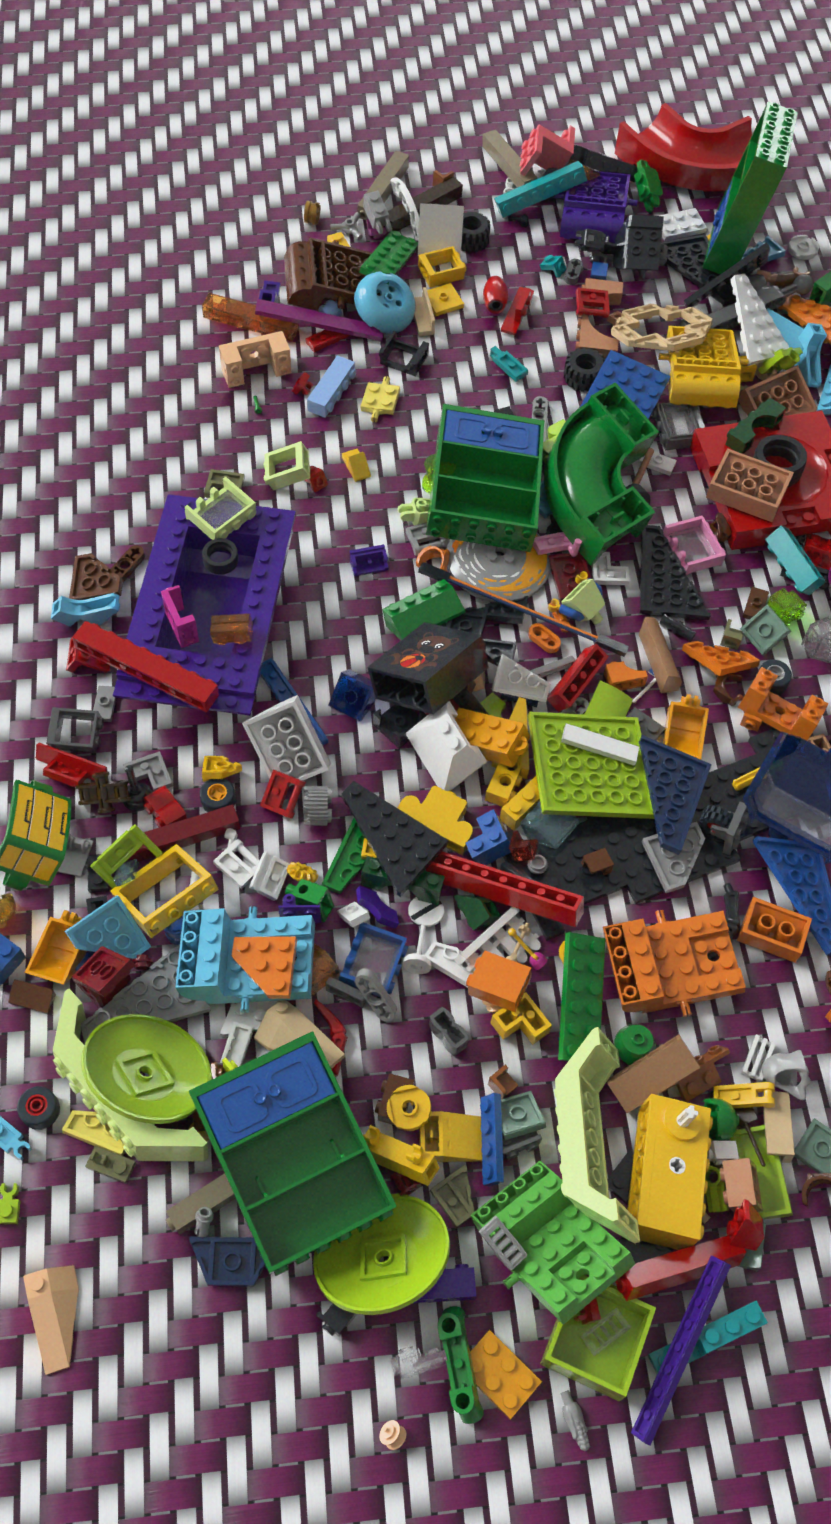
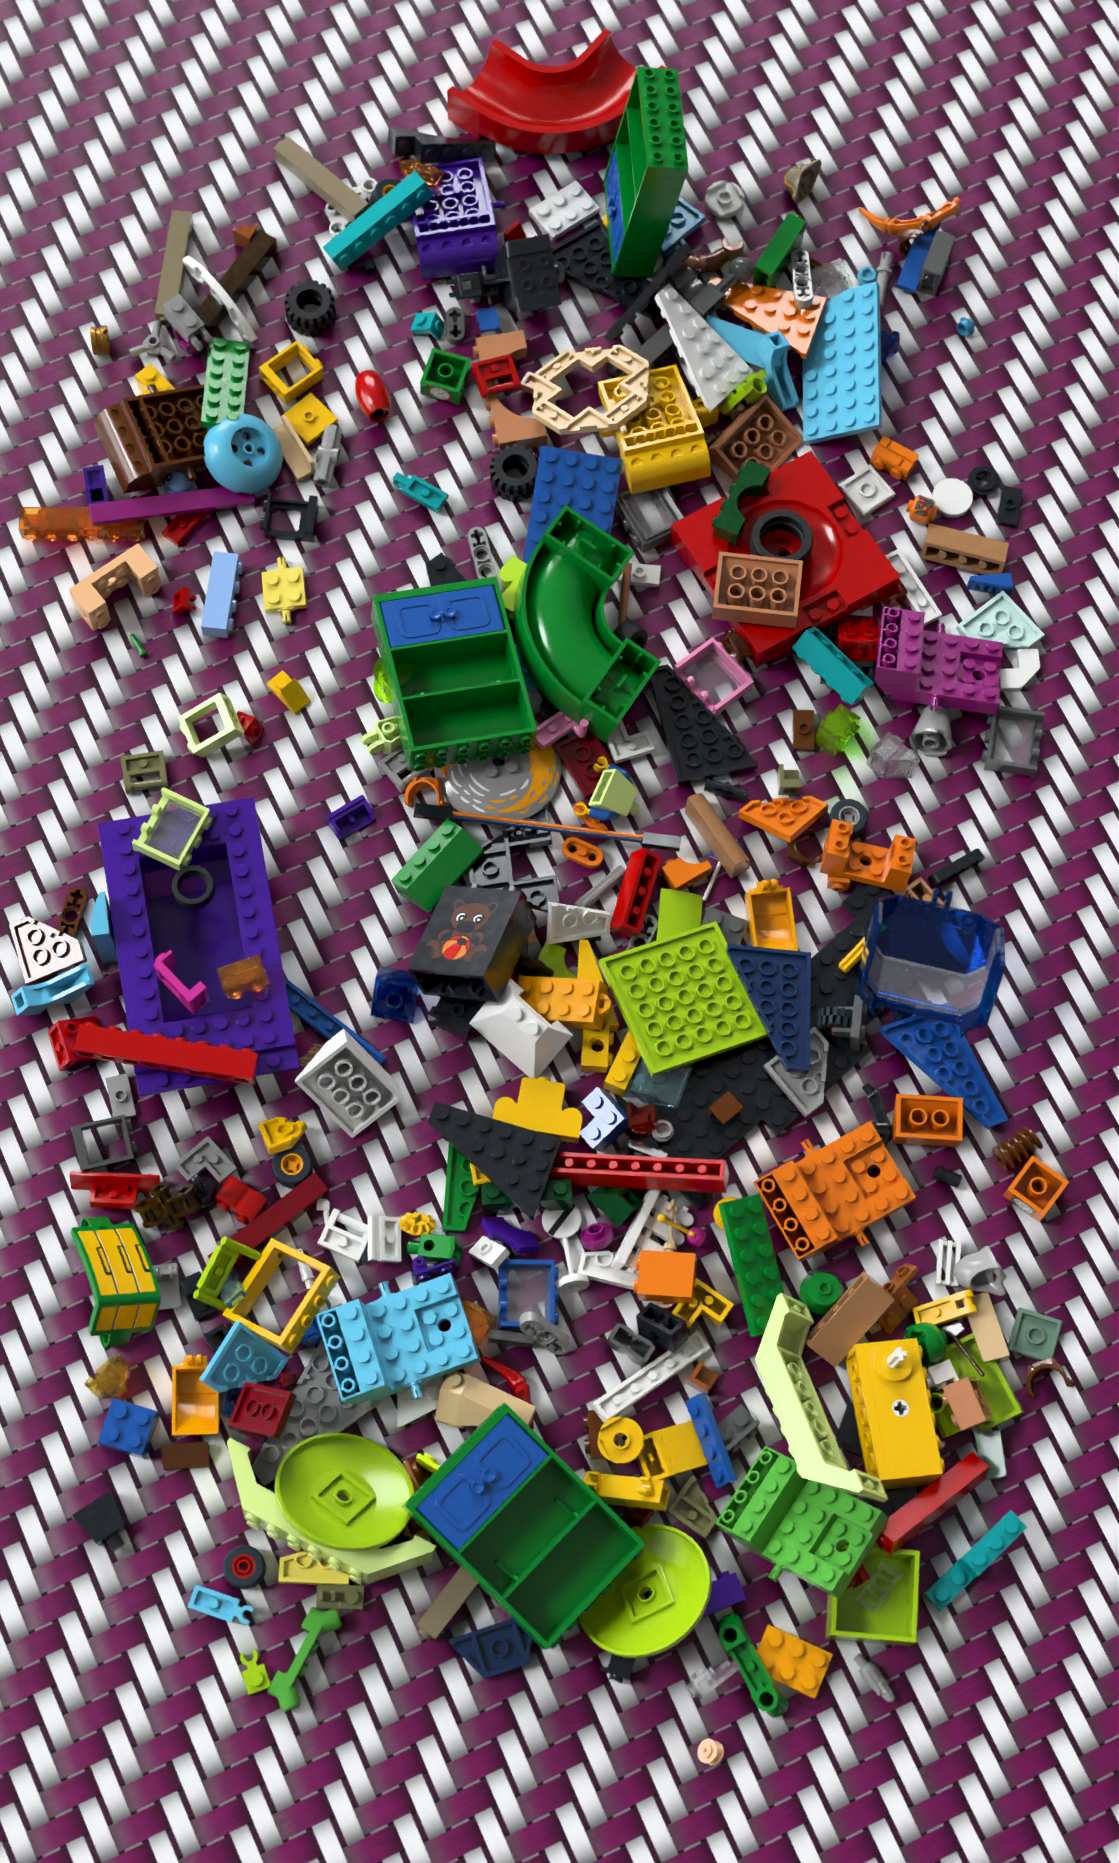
camera: 20 degrees left, 10 degrees up
(27, 1224) = (283, 1684): none -> bright green plate
(52, 1305) = (344, 1754): light nougat wedge -> none
(136, 565) = (102, 930): none -> medium azure slope
(203, 1218) = (457, 1617): light grey pin -> none
(238, 1043) = (420, 1431): white plate -> none
(267, 962) = (425, 1341): orange plate -> none
(277, 791) = (356, 1137): red plate -> none
(317, 805) = (406, 1143): light grey brick -> none
(440, 227) = (274, 324): white sticker -> none
(447, 323) = (328, 455): none -> light grey piece
(451, 932) = (597, 1236): none -> magenta plate
(456, 1064) = (650, 1377): none -> white tile
(481, 1025) = (662, 1327): none -> black brick
(513, 1253) = (771, 1548): light grey slope -> none
(517, 310) = (406, 407): red bracket -> none
(520, 1115) = (731, 1406): sand green tile -> none
(547, 149) = (368, 157): coral bracket -> none
(554, 296) = (445, 376): none -> green brick
(600, 744) = (686, 972): white tile -> none
(648, 185) = (508, 167): green hinge -> none
(680, 1350) = (953, 1579): dark purple tile -> none
(746, 1227) = (982, 1444): red slope -> none
(765, 629) = (823, 763): sand green tile -> none
(778, 983) = (946, 1176): none -> black pin

